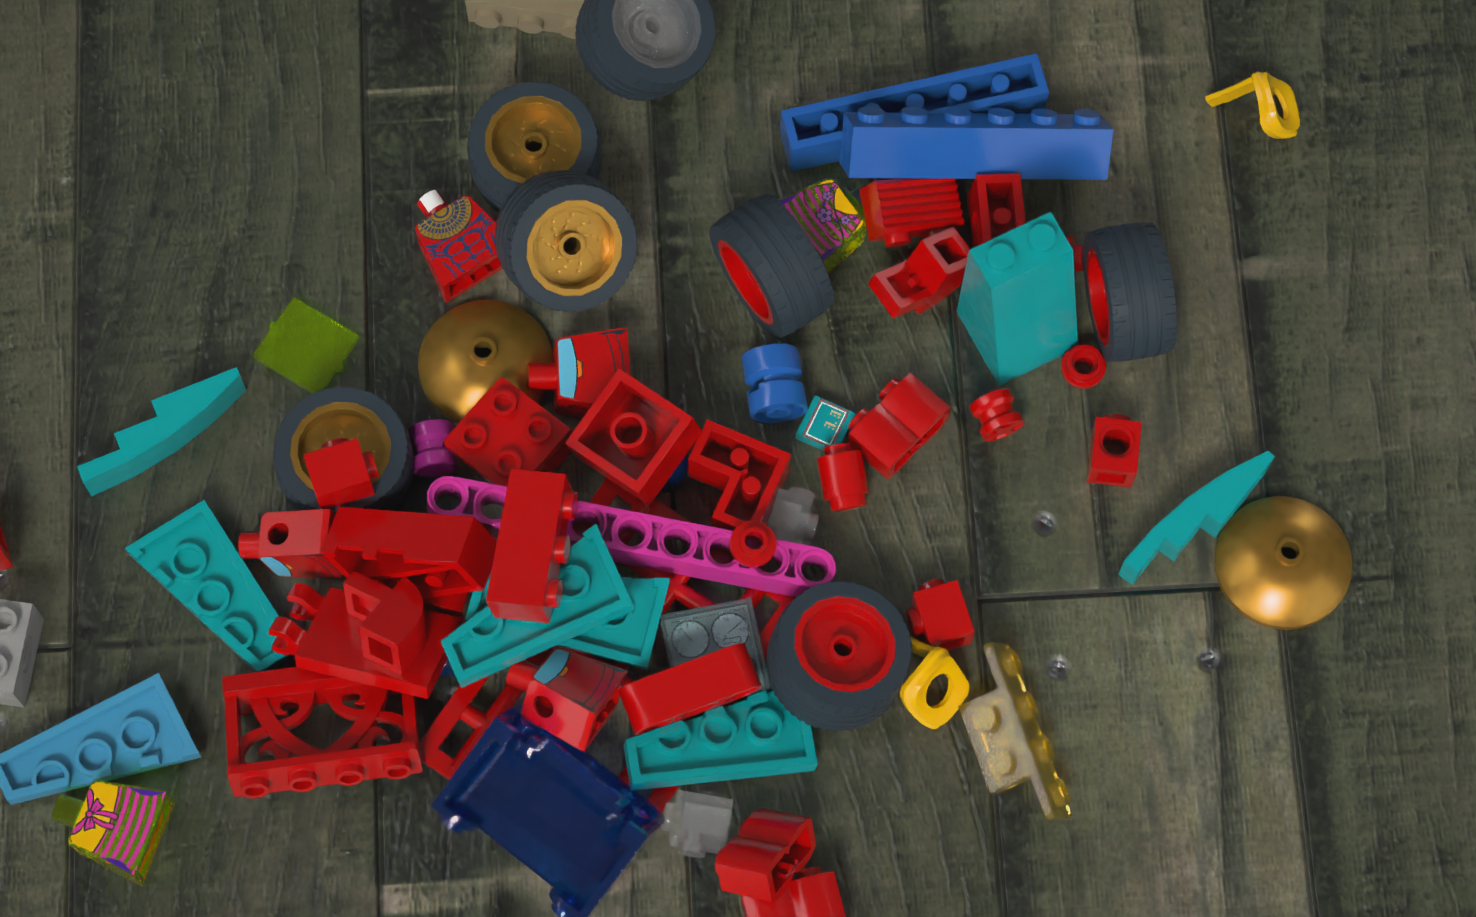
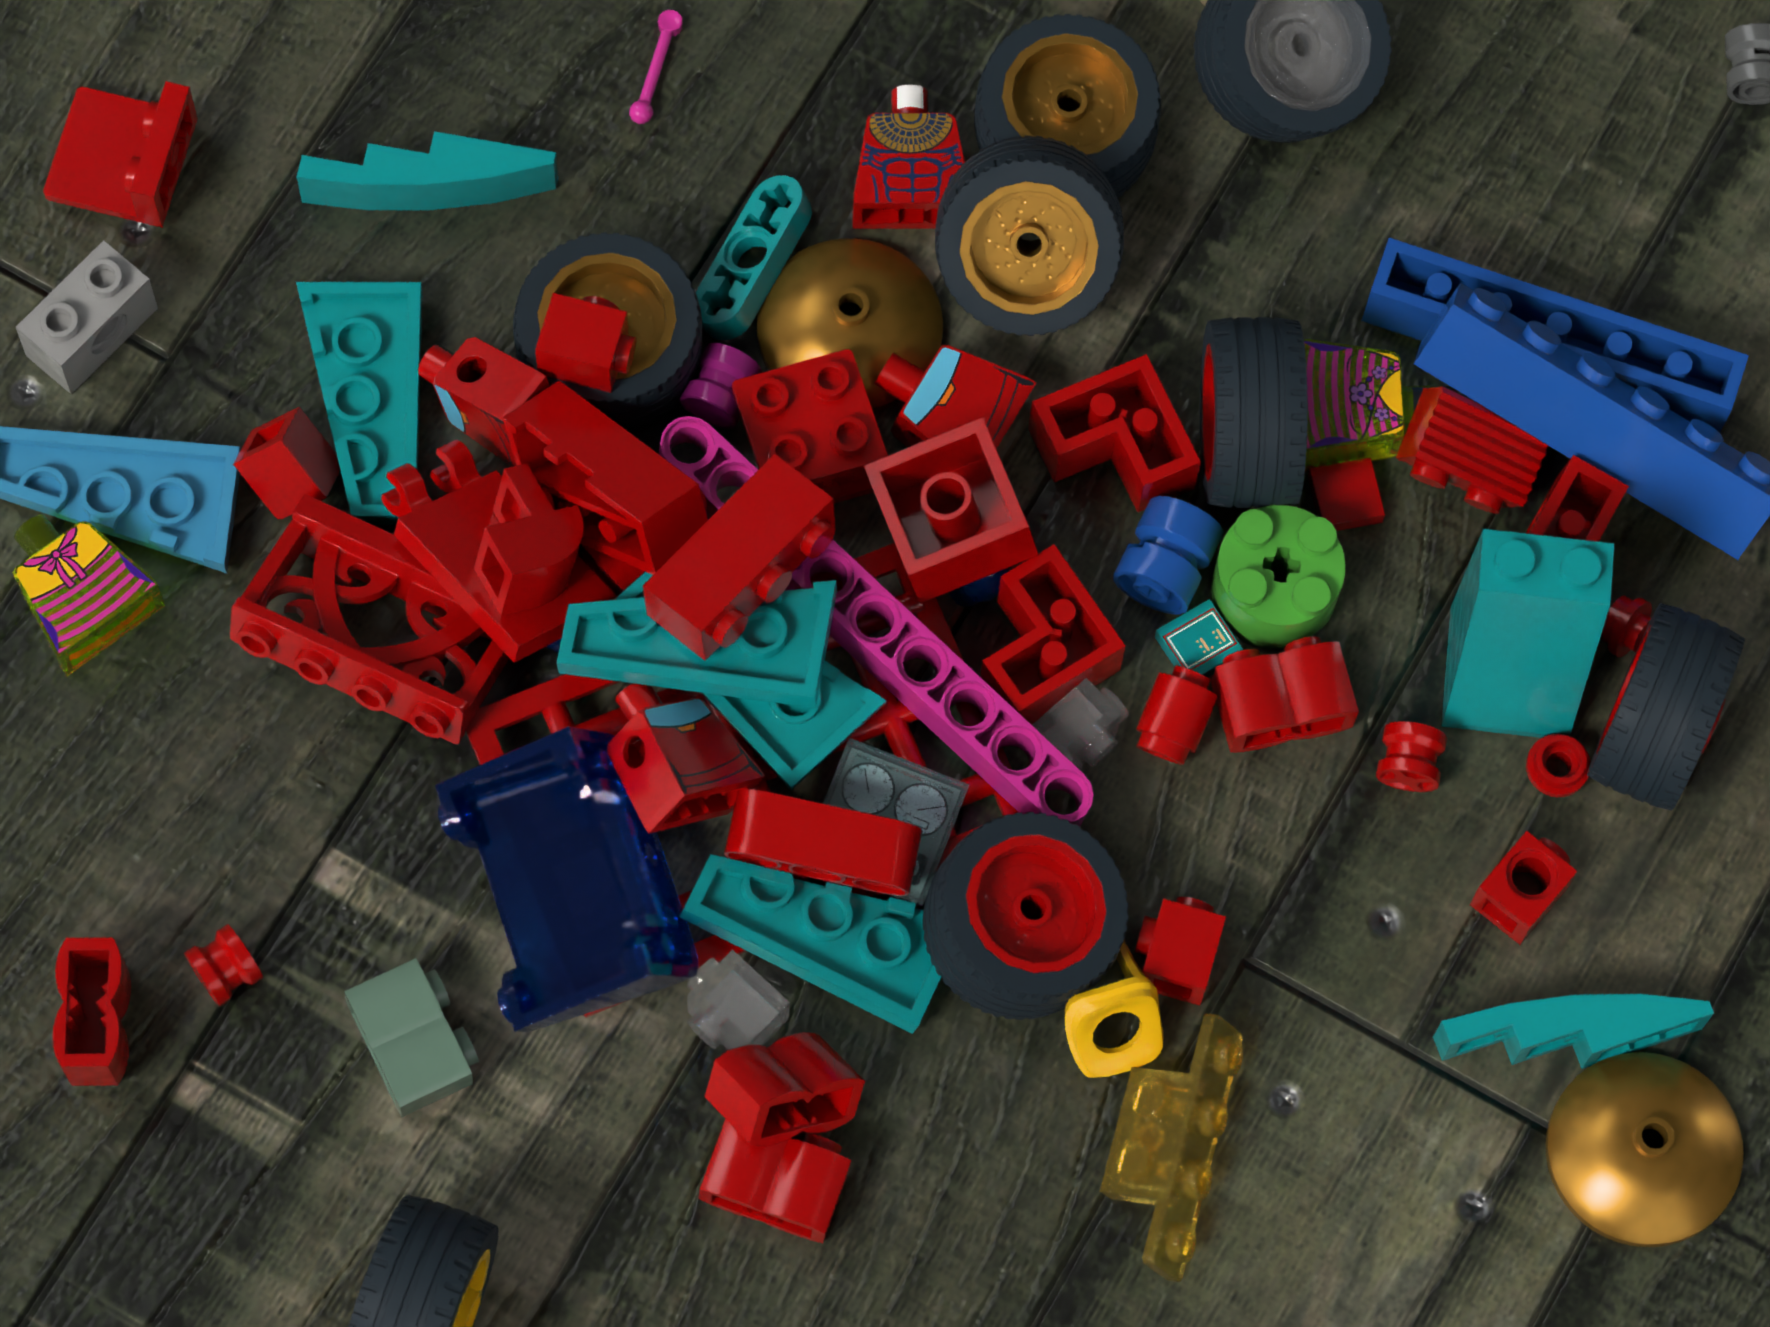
camera: 30 degrees right, 0 degrees up
(195, 664) = (287, 461): none -> red panel
(249, 246) = (669, 25): none -> dark pink hinge
(305, 346) = (656, 179): clear neon green piece -> none
(386, 343) = (751, 231): none -> teal beam
(692, 318) = (1121, 419): none -> red brick
(747, 556) = (996, 736): red plate -> none
(851, 282) = (1347, 494): none -> red tile
(852, 332) = (1286, 543): none -> bright green brick
(926, 277) = (1428, 541): red brick -> none

